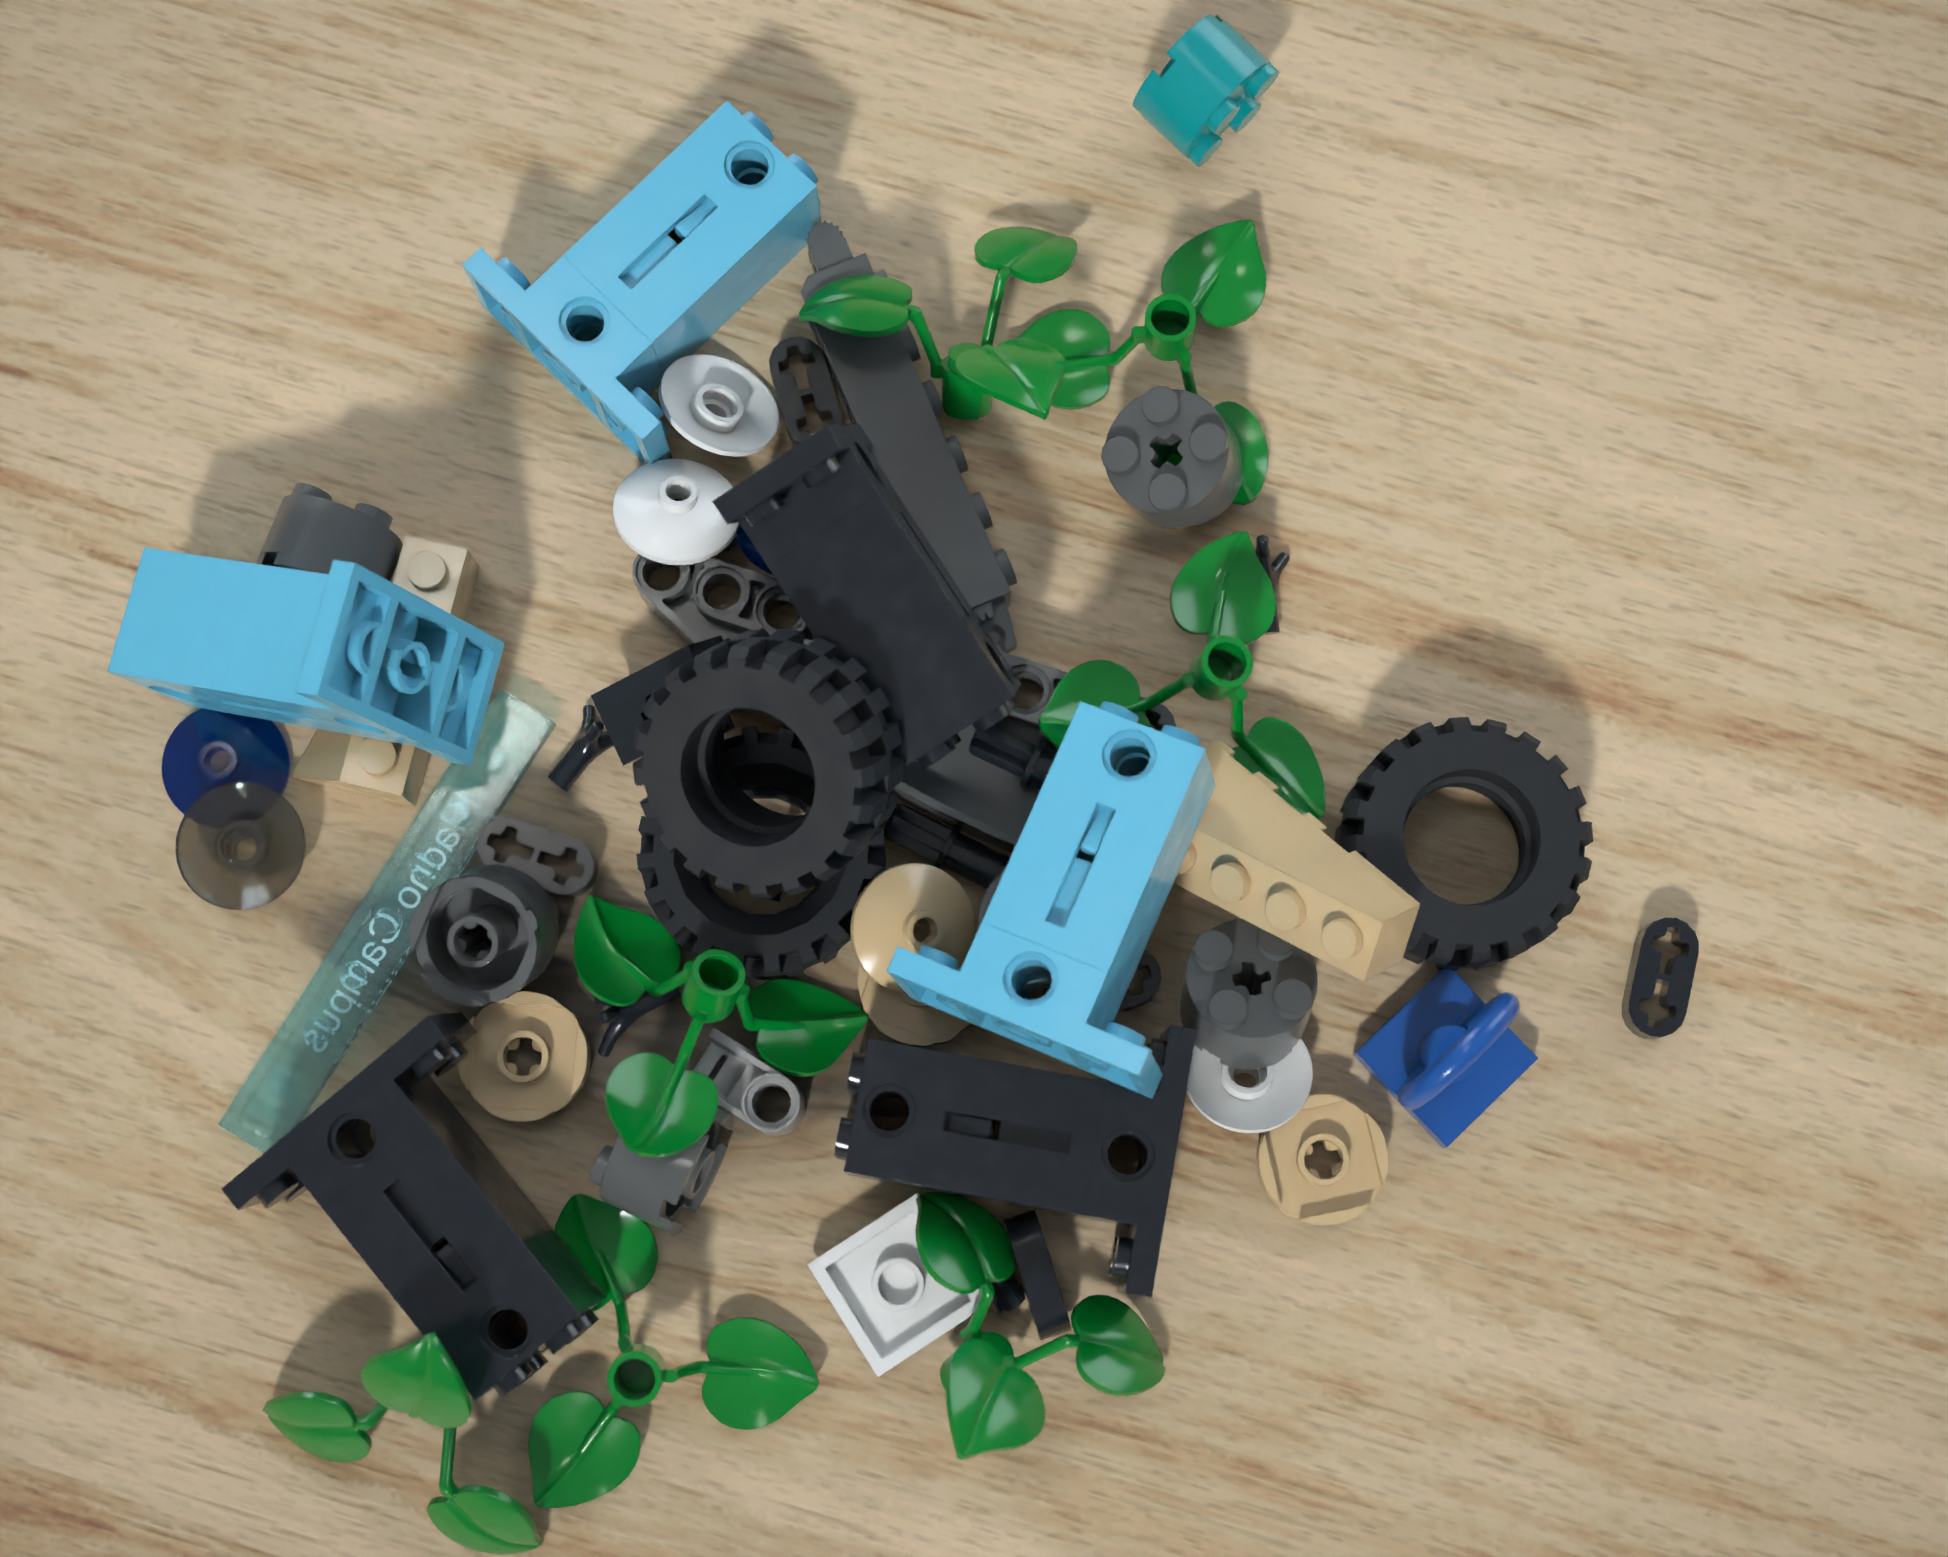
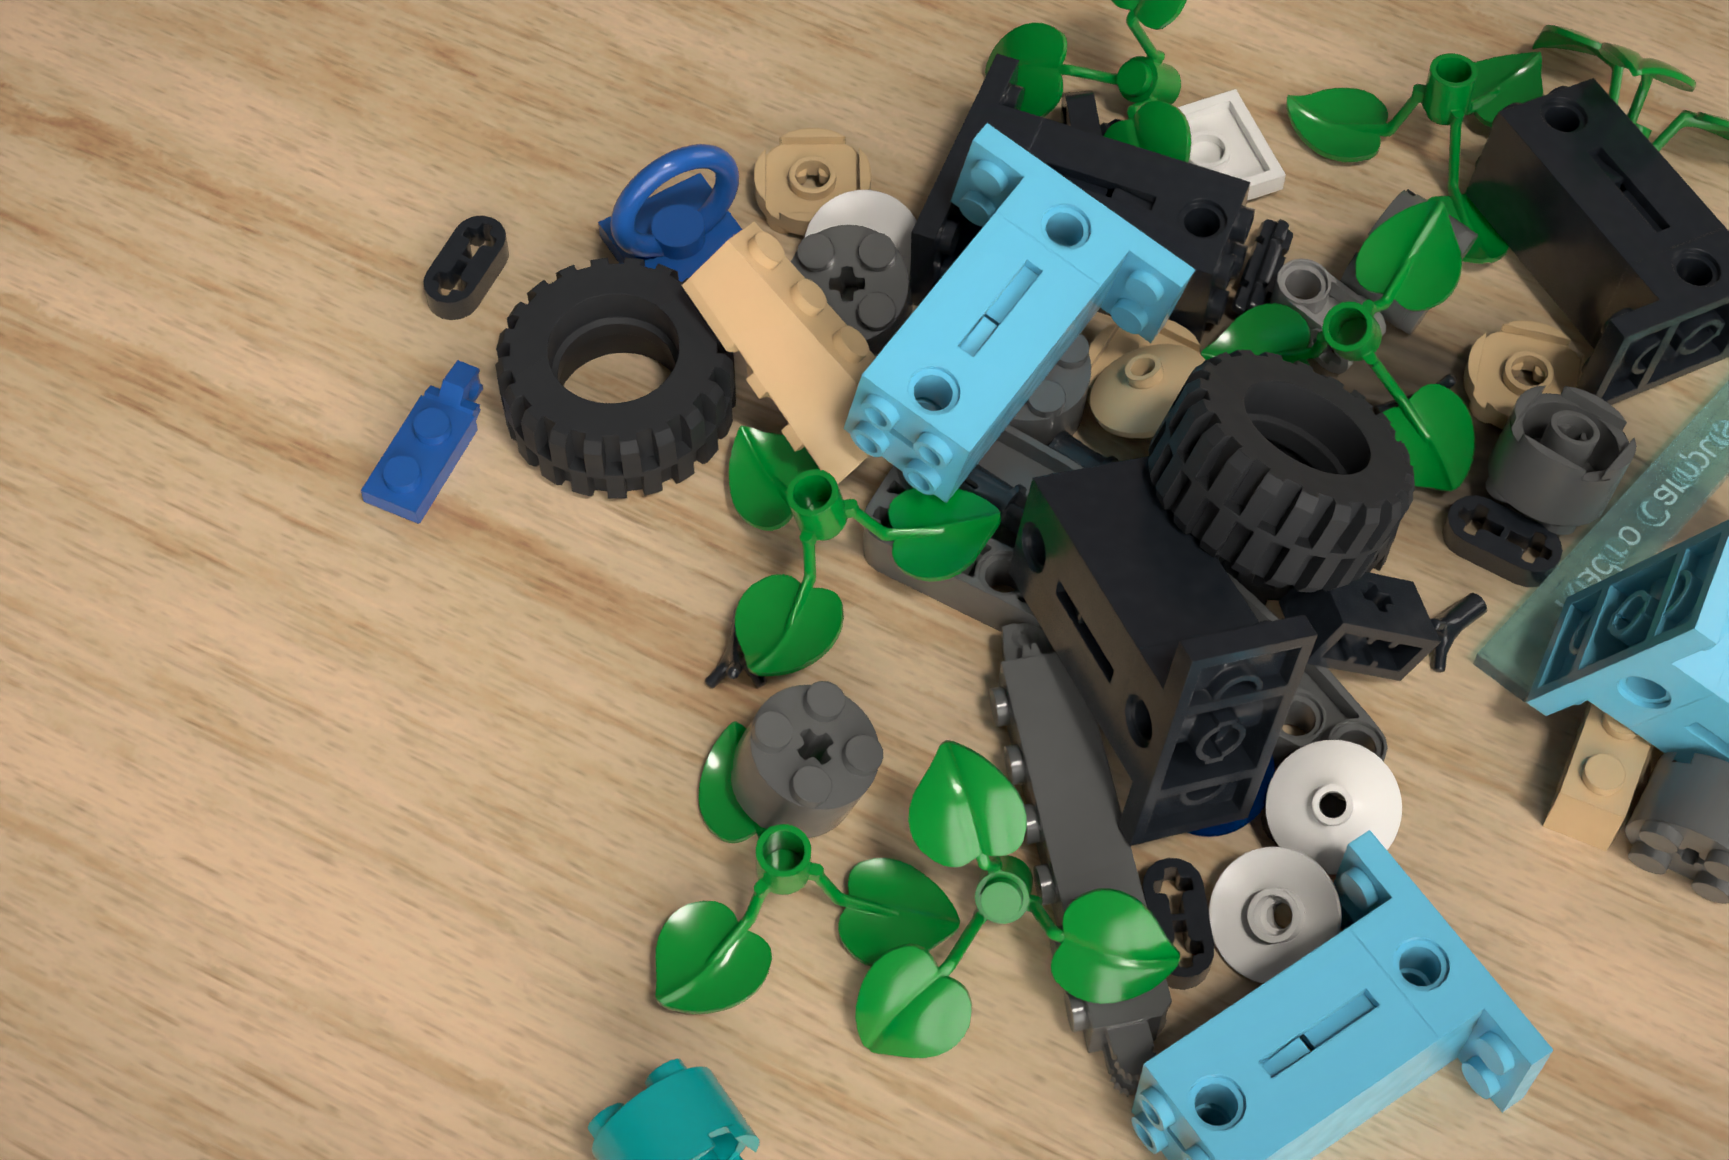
camera: 165 degrees left, 20 degrees down
(816, 1143) = (1263, 266): none -> black axle
(1631, 754) = (427, 446): none -> blue hinge

